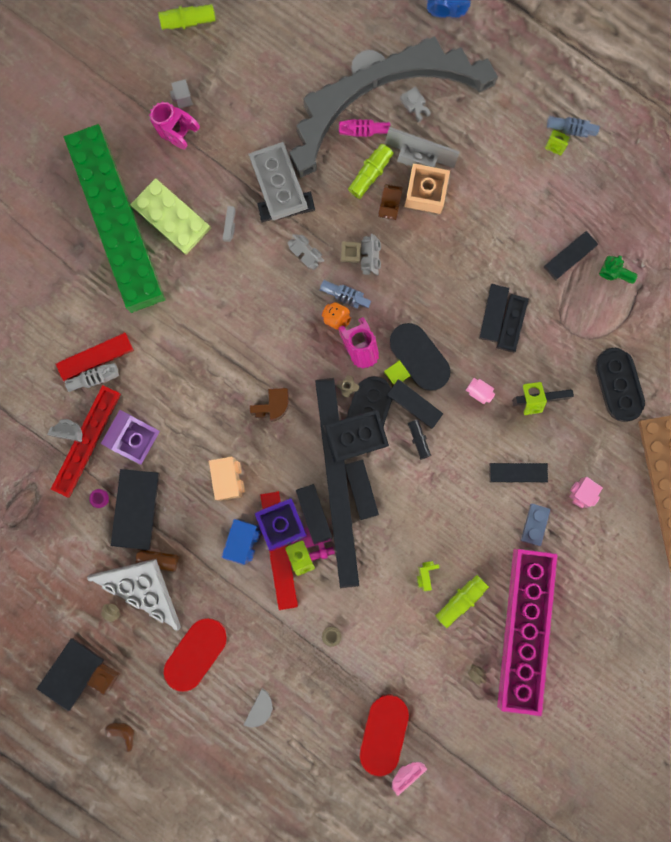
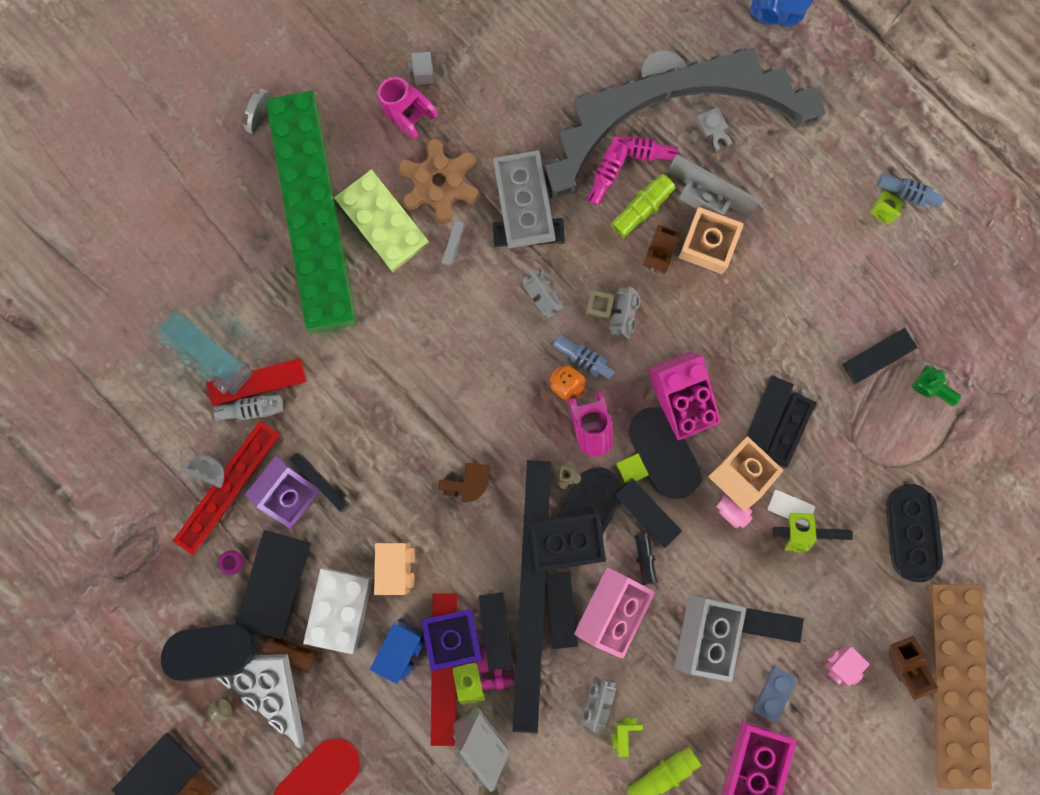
camera: 15 degrees right, 0 degrees up
(50, 340) = (204, 353): none -> clear light blue brick
(56, 146) = (255, 109): none -> light grey tile
(93, 569) = (207, 653): none -> black tile
(157, 424) = (320, 482): none -> black tile
(189, 519) = (338, 610): none -> white brick
(210, 190) = (441, 196): none -> medium nougat plate
(317, 601) = (480, 747): none -> light grey slope
(339, 149) = (607, 171): none -> dark pink hinge
(401, 565) = (594, 715): none -> light grey hinge
(402, 484) = (614, 613): none -> bright pink slope
(428, 308) = (685, 394): none -> dark pink slope
(478, 489) = (710, 638): none -> light grey slope
(484, 360) = (746, 473): none -> light nougat brick
(517, 380) = (785, 504): none -> white sticker
(633, 484) = (910, 667): none -> reddish brown brick

